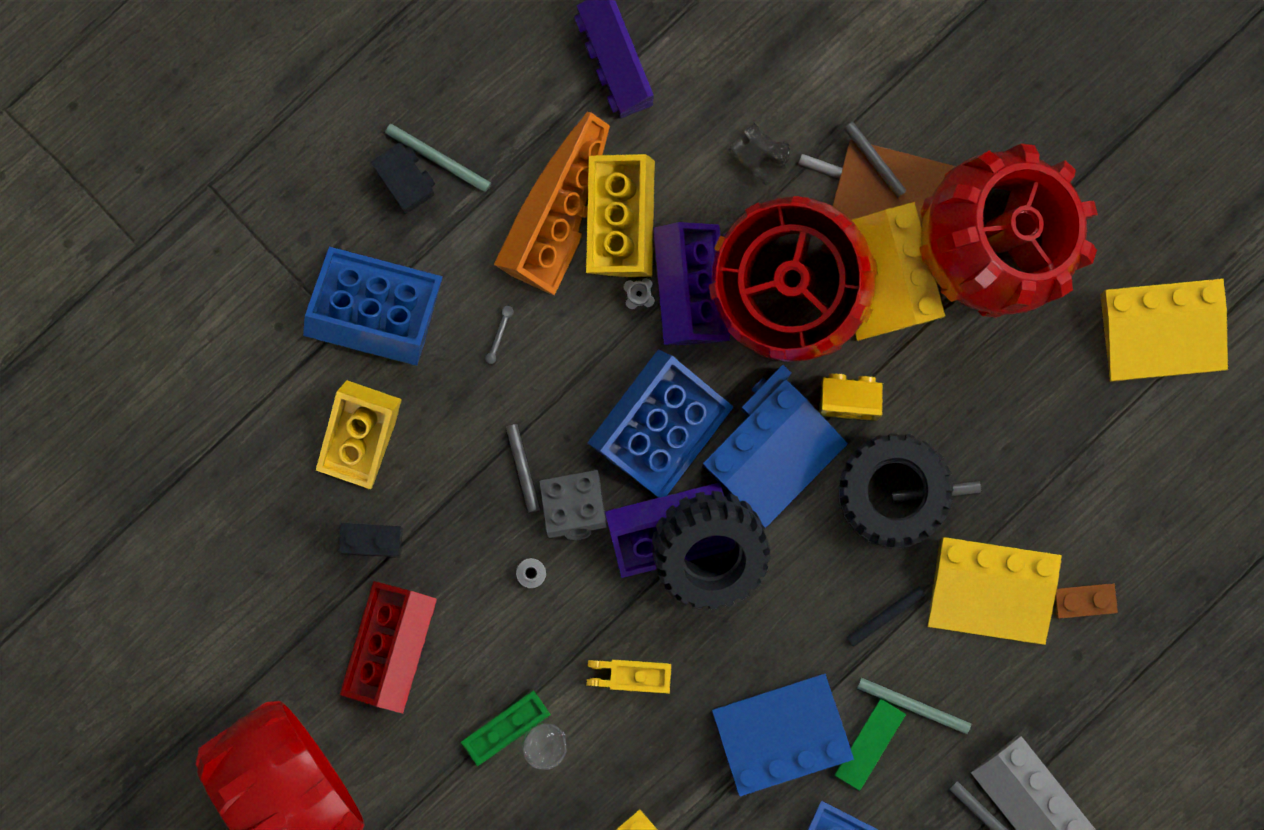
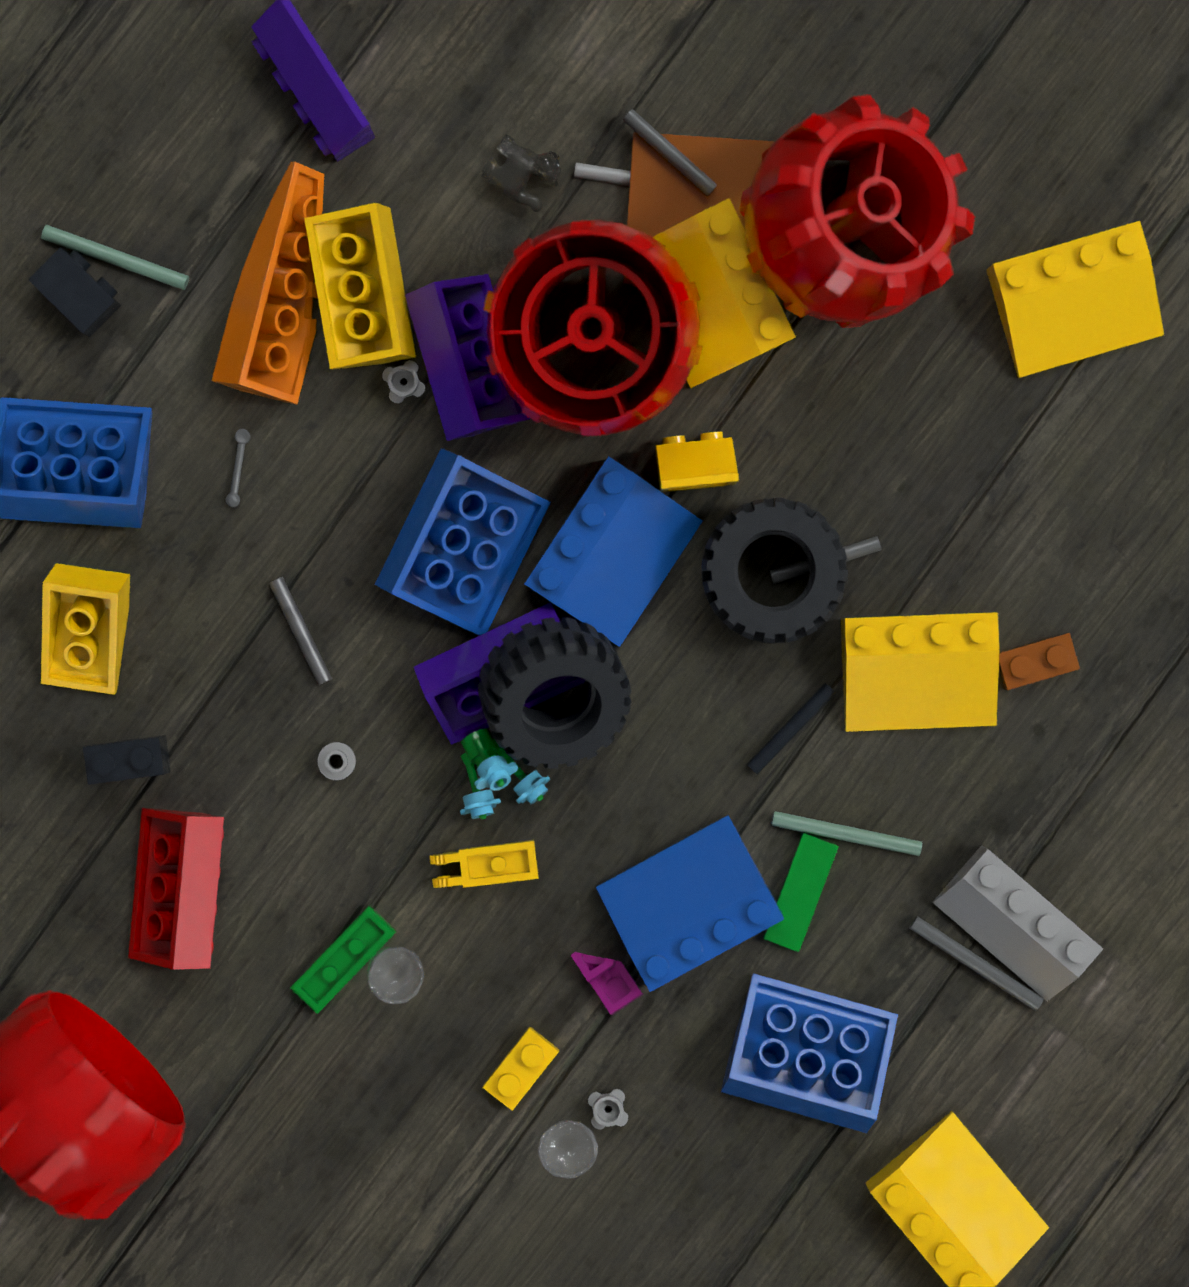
camera: 10 degrees left, 5 degrees up
(573, 505) = (372, 666): dark grey plate -> none
(653, 604) = (495, 774): none -> medium azure plant
(708, 784) = (609, 980): none -> magenta slope
(764, 389) = (585, 472): blue plate -> none

